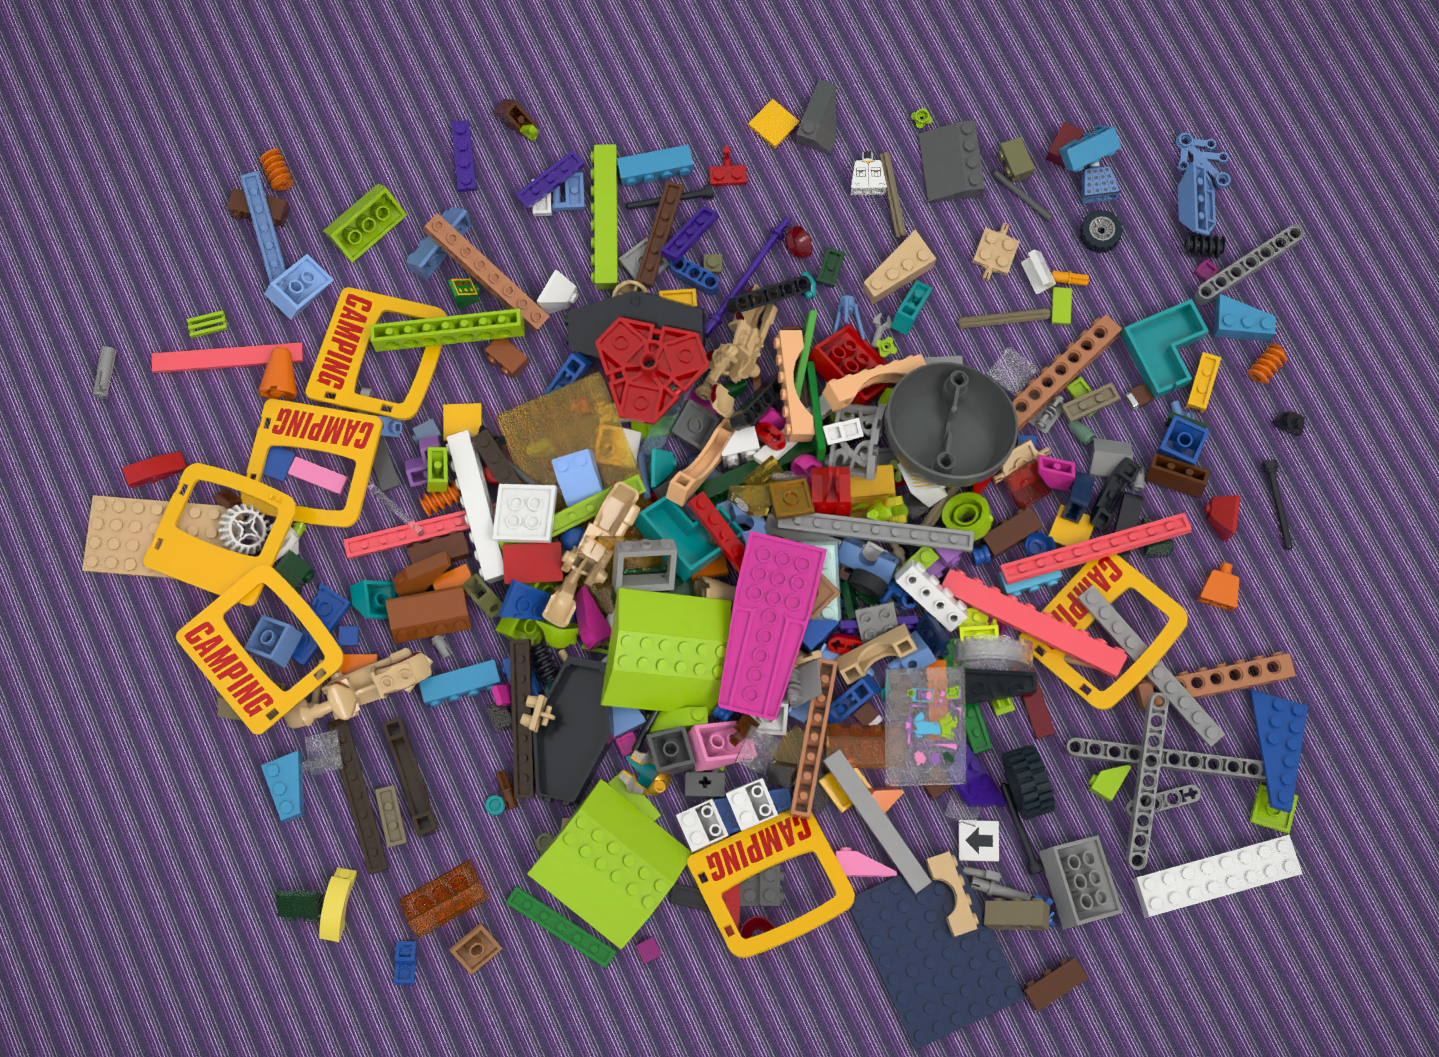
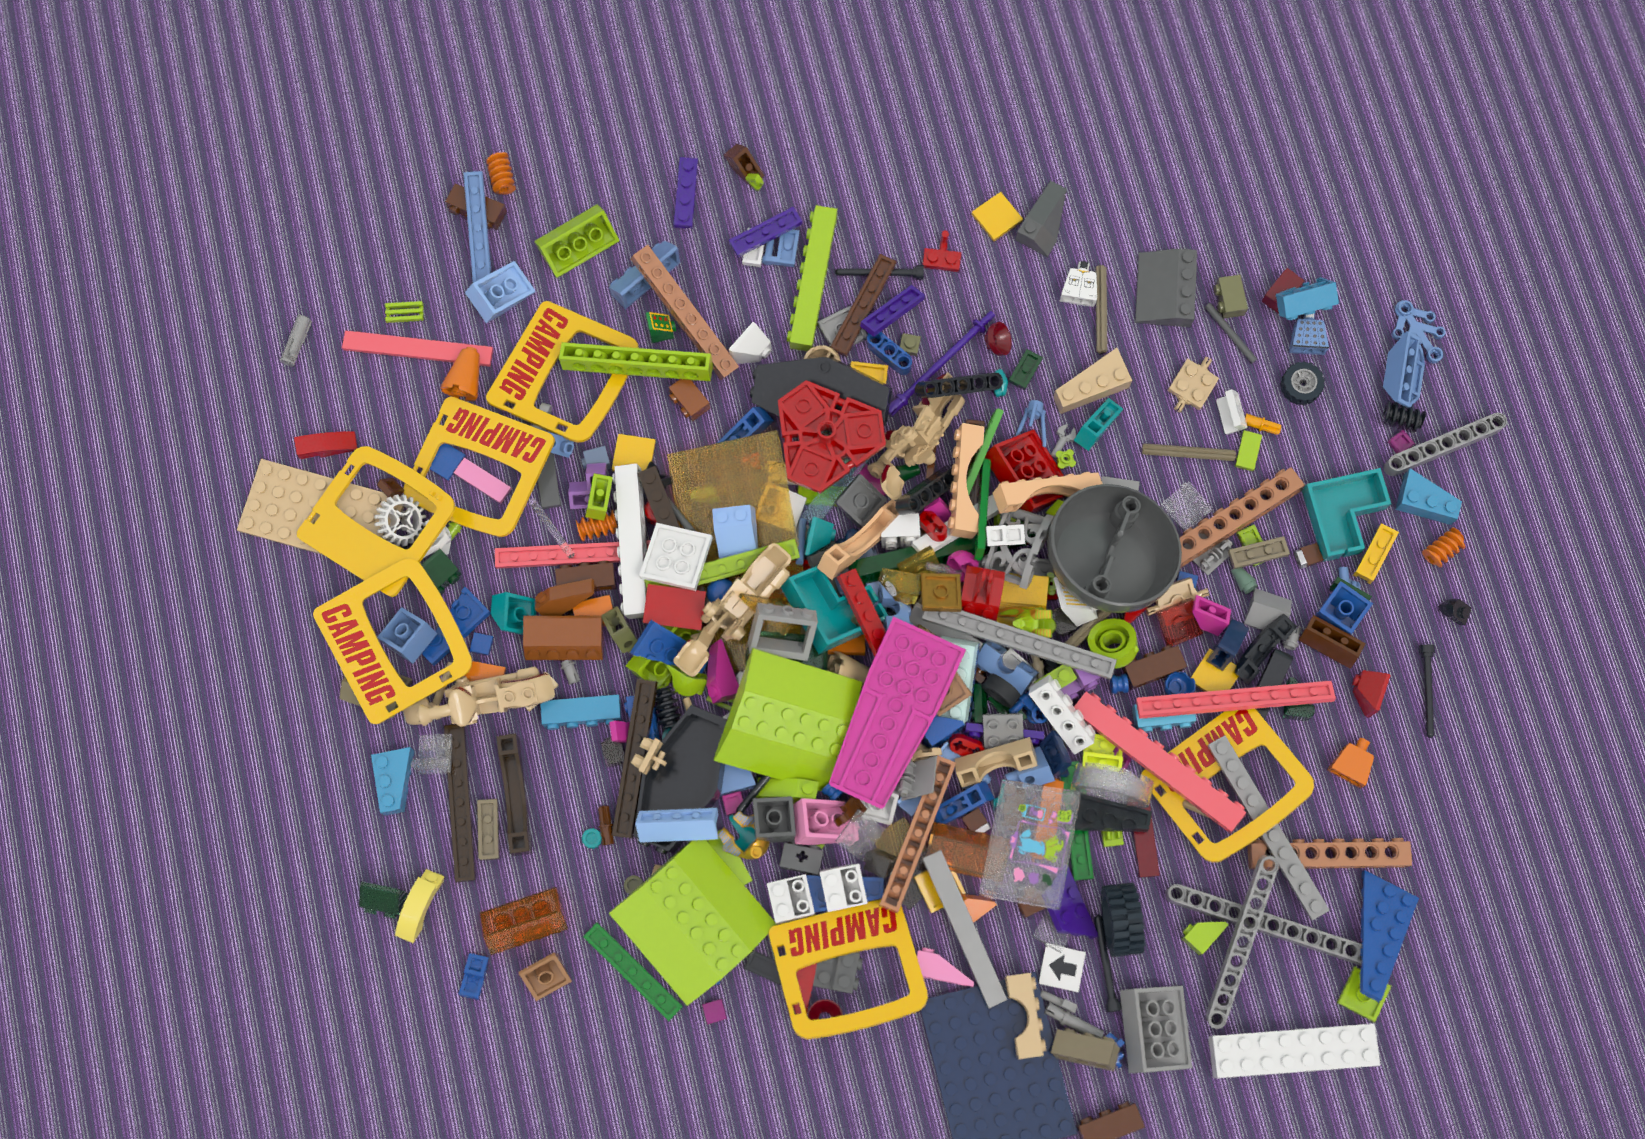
camera: 10 degrees right, 0 degrees up
(577, 775) = (677, 825): none -> light blue panel
(655, 165) = (872, 236): dark azure brick -> none
(921, 113) = (1145, 233): lime plate -> none
(1163, 804) = (1253, 961): light grey beam -> none

